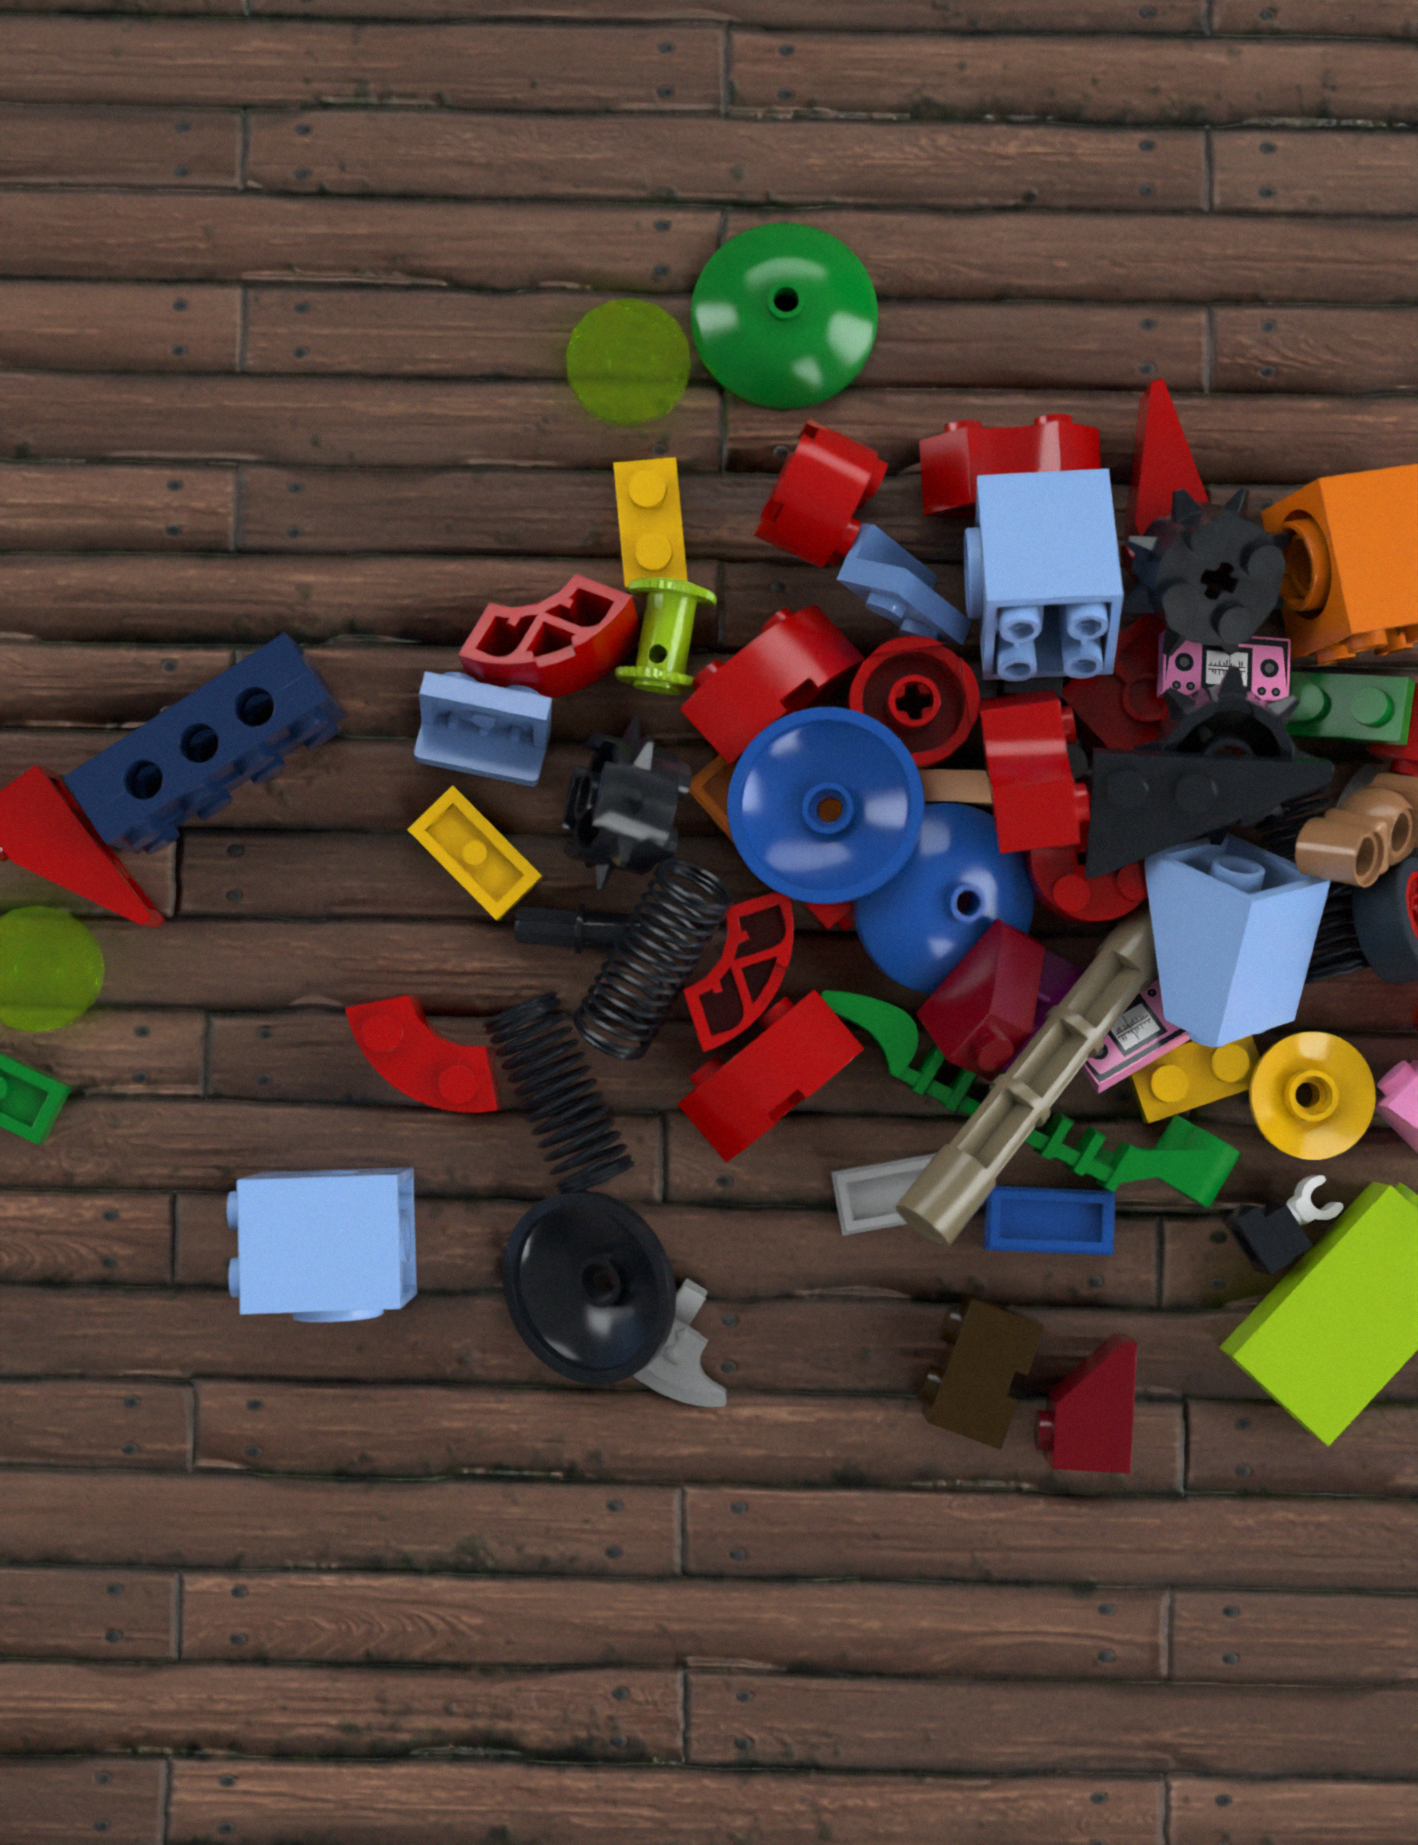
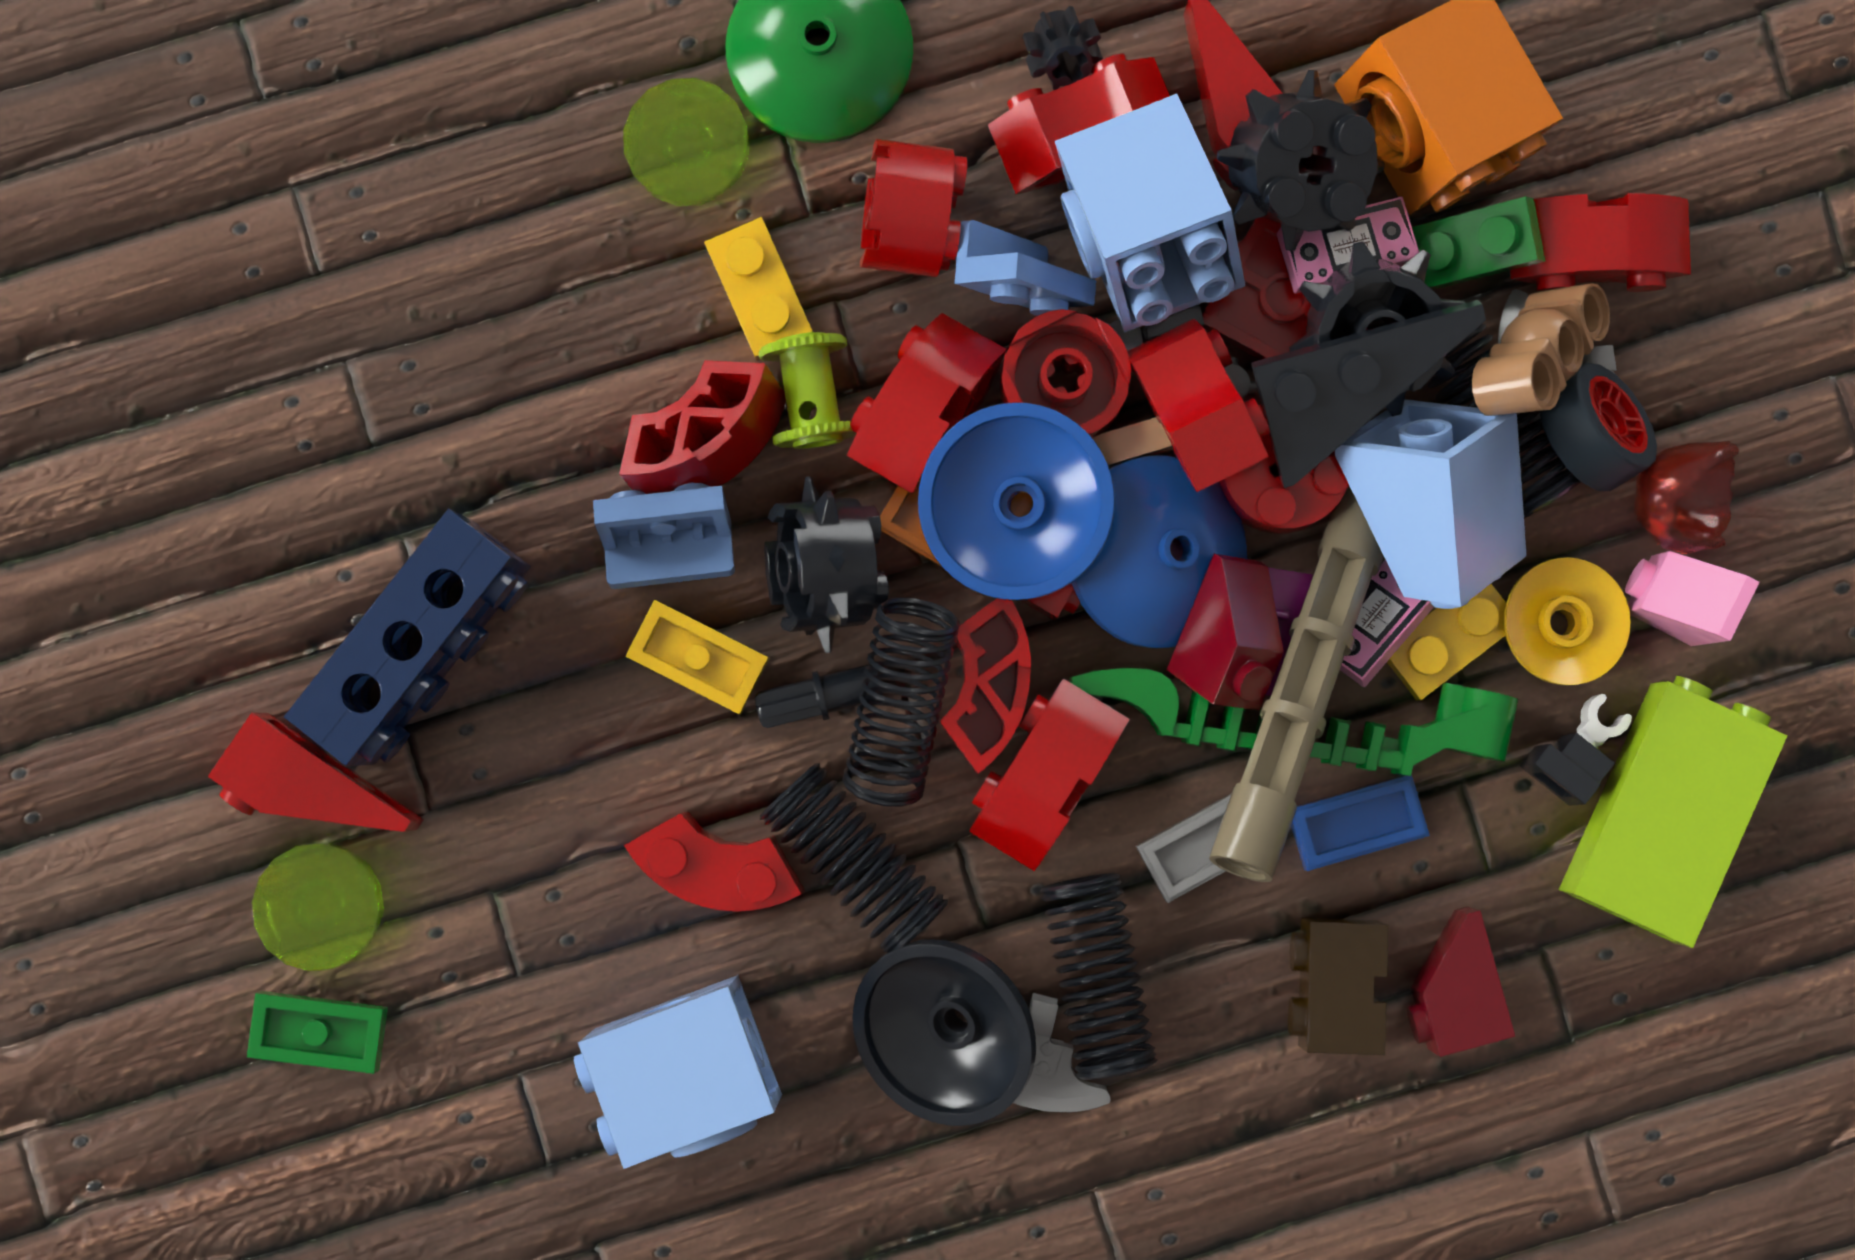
camera: 15 degrees left, 0 degrees up
(735, 1364) = (1107, 1061): none -> black piece
(1014, 390) = (1062, 47): none -> black gear

